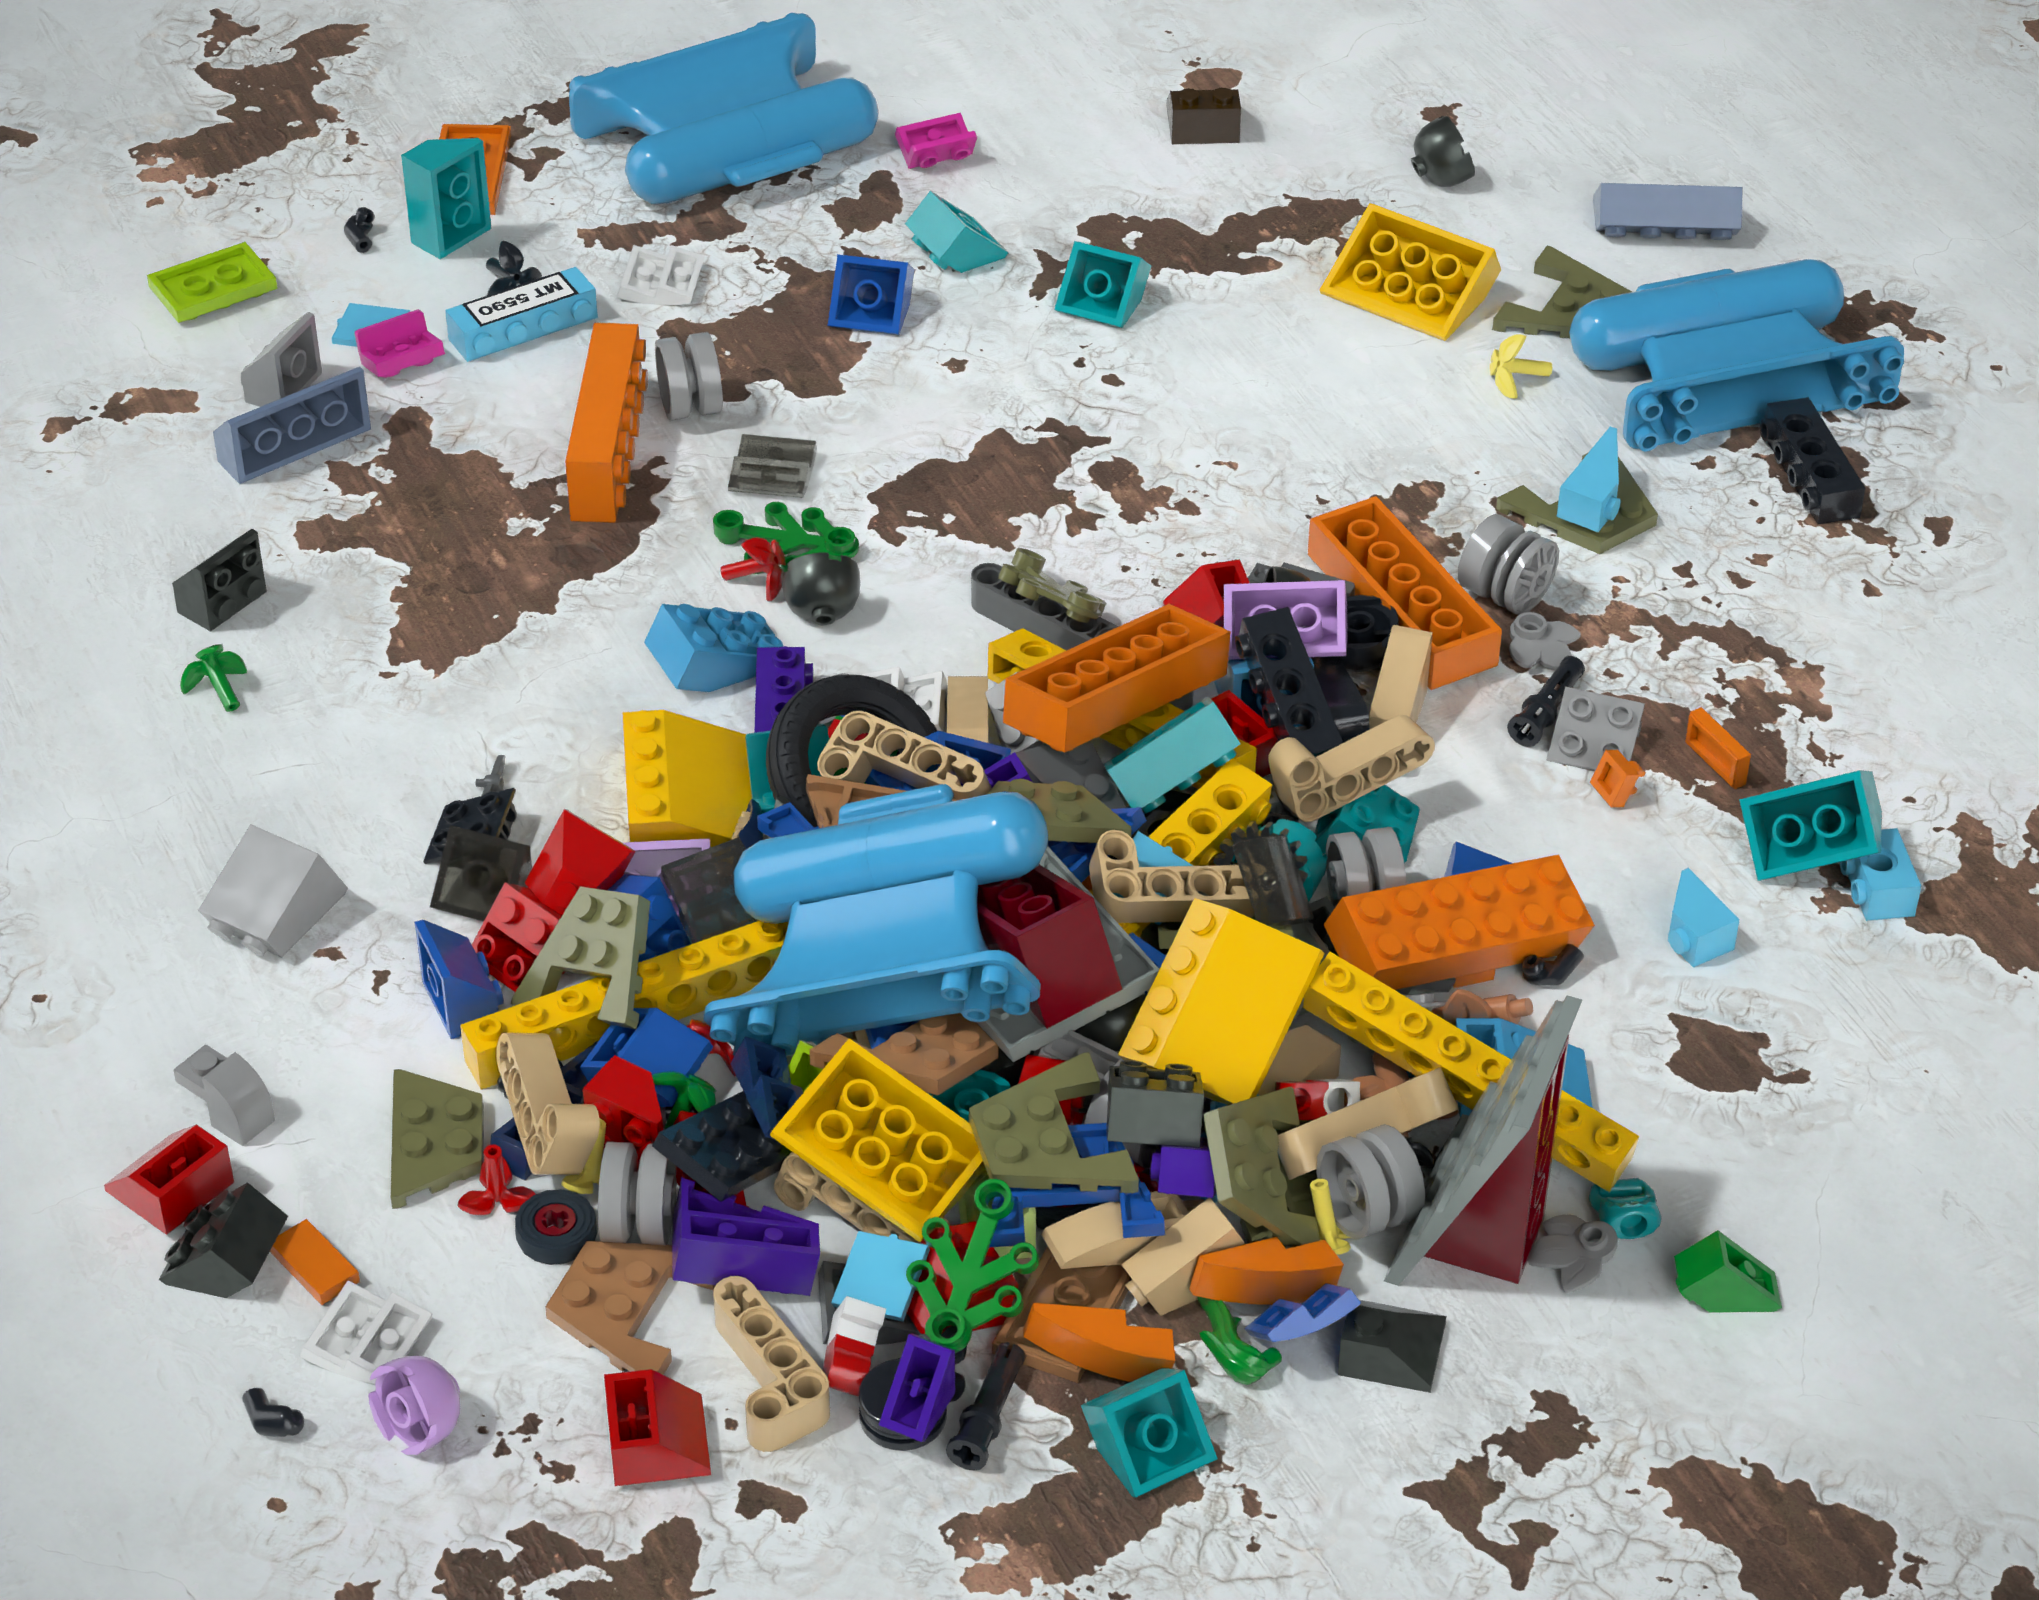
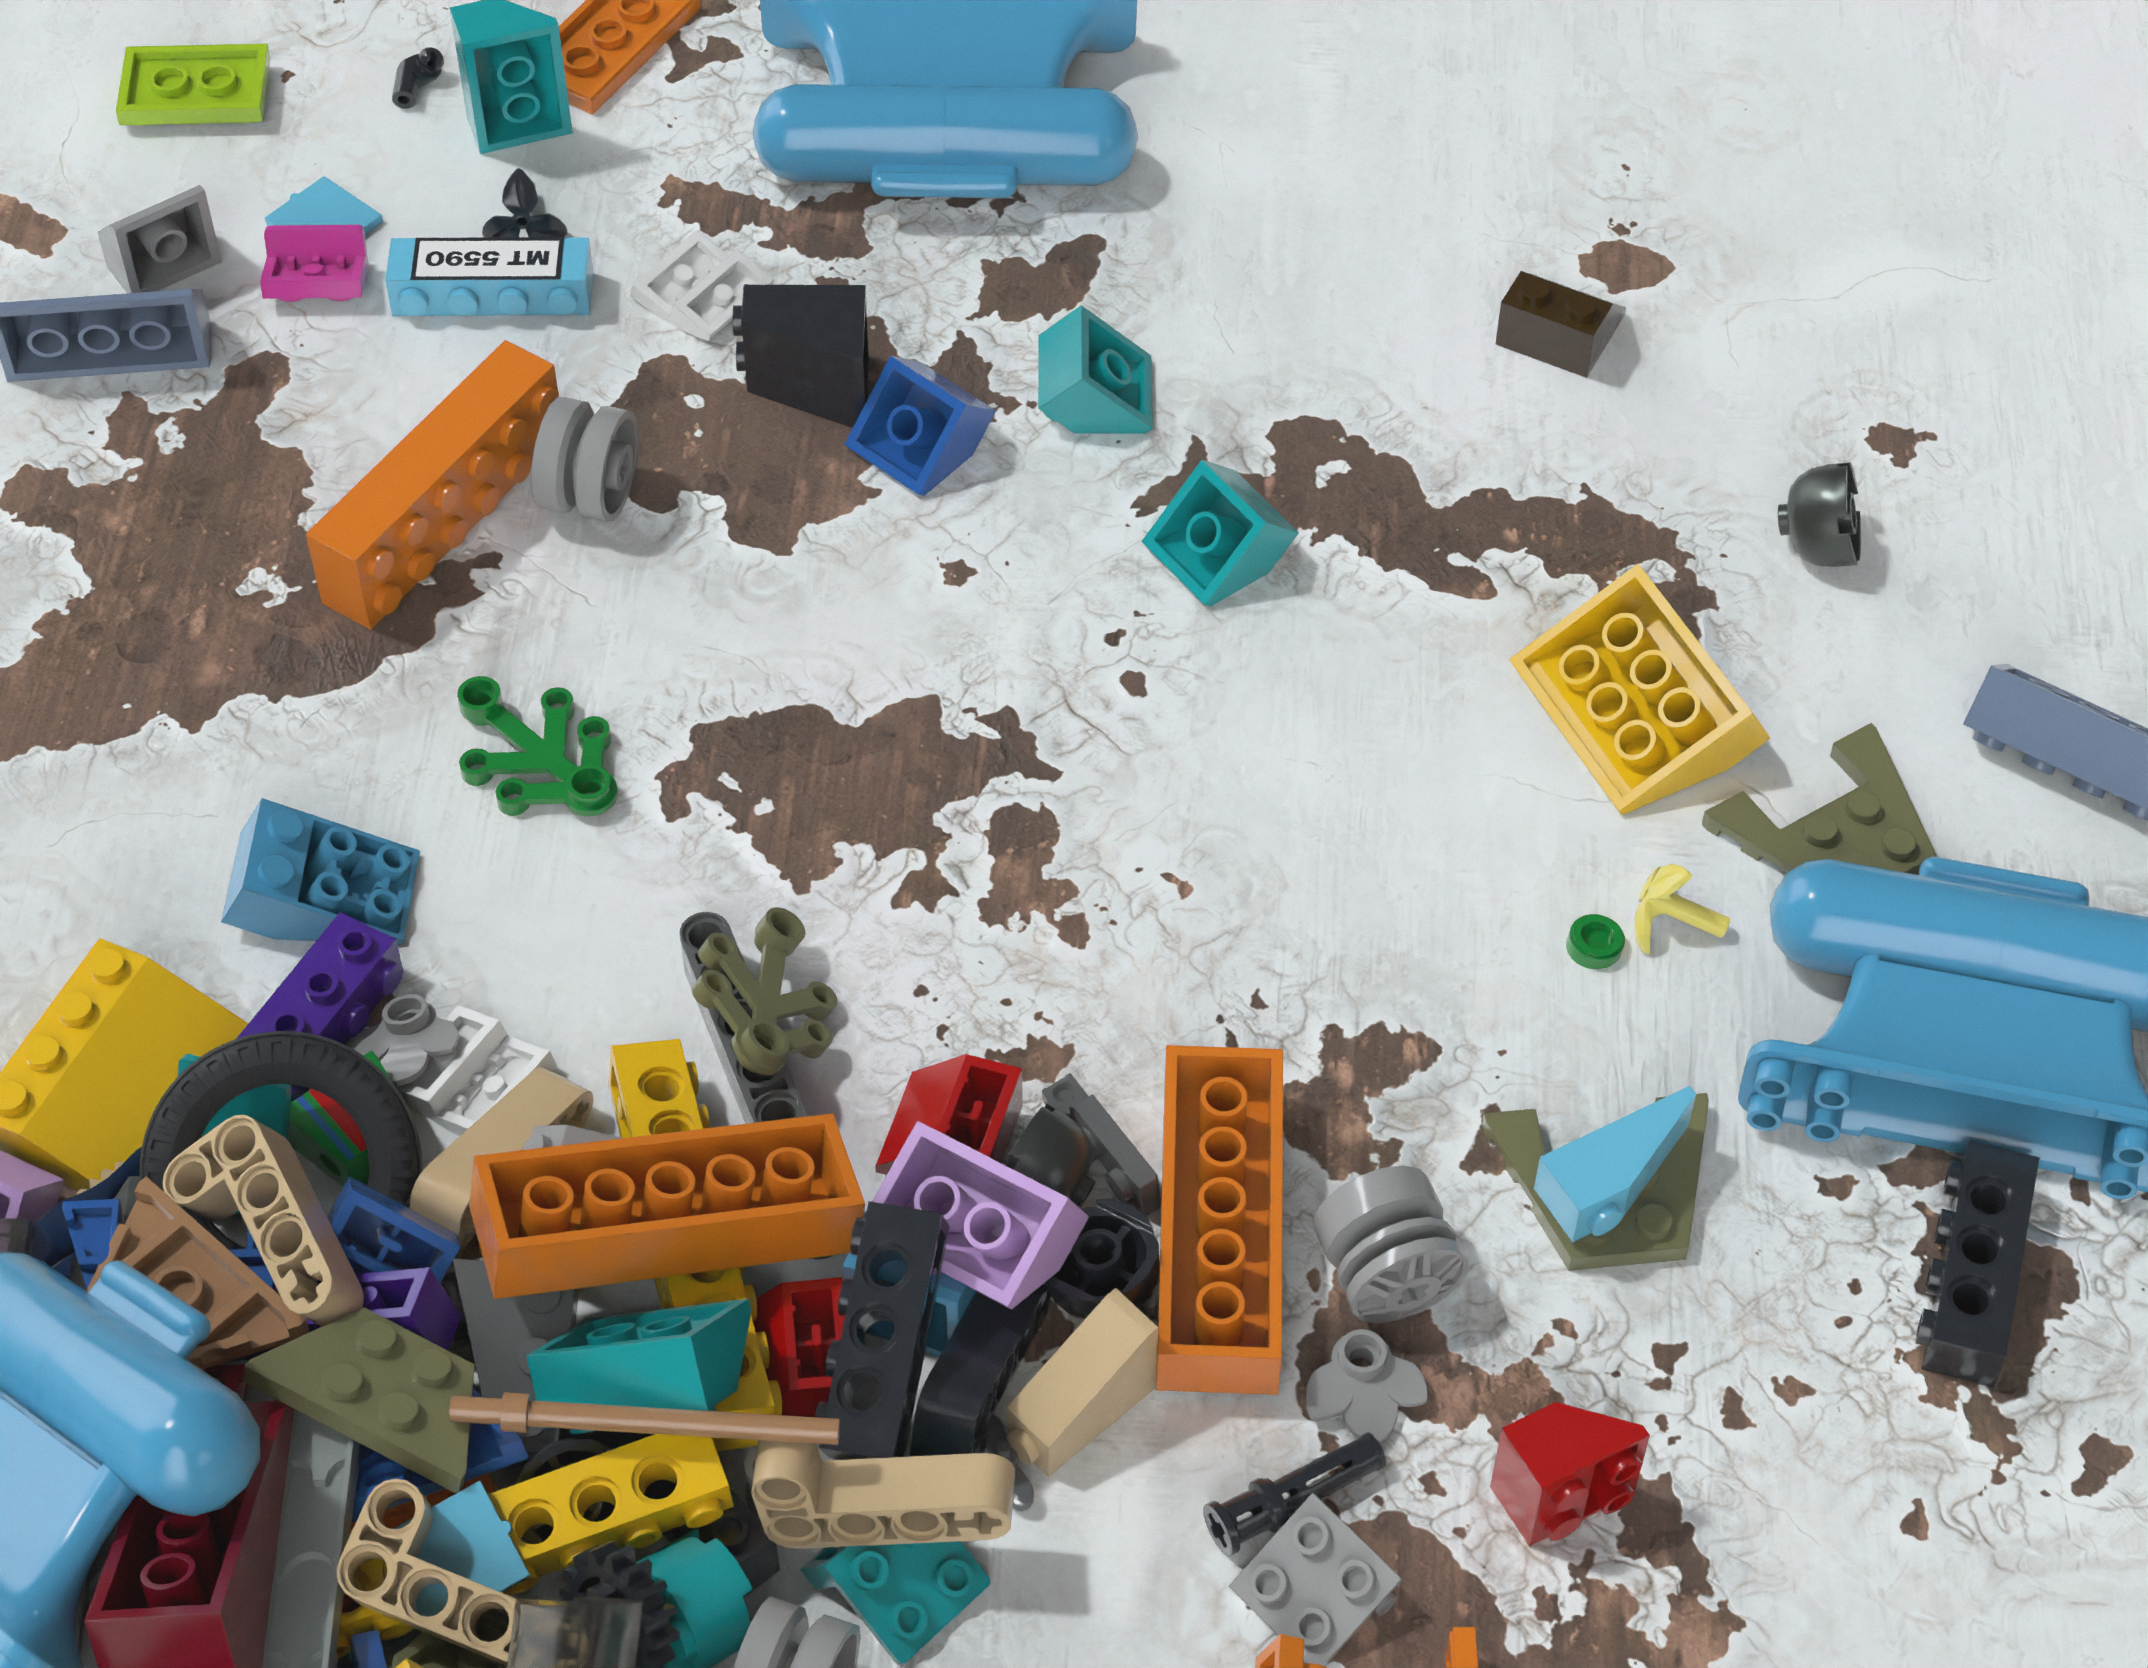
camera: 30 degrees right, 10 degrees up
(764, 559) = (456, 772): red plant -> none
(772, 466) = (606, 633): clear smoke slope -> none
(774, 275) = (806, 347): none -> black slope
(821, 587) = (494, 857): pearl dark grey cylinder -> none
(935, 141) = (1183, 222): dark pink bracket -> none
(1139, 785) = (519, 1412): none -> medium nougat bar
(1484, 402) = (1595, 941): none -> green tile
(1686, 623) = (1565, 1468): none -> red slope

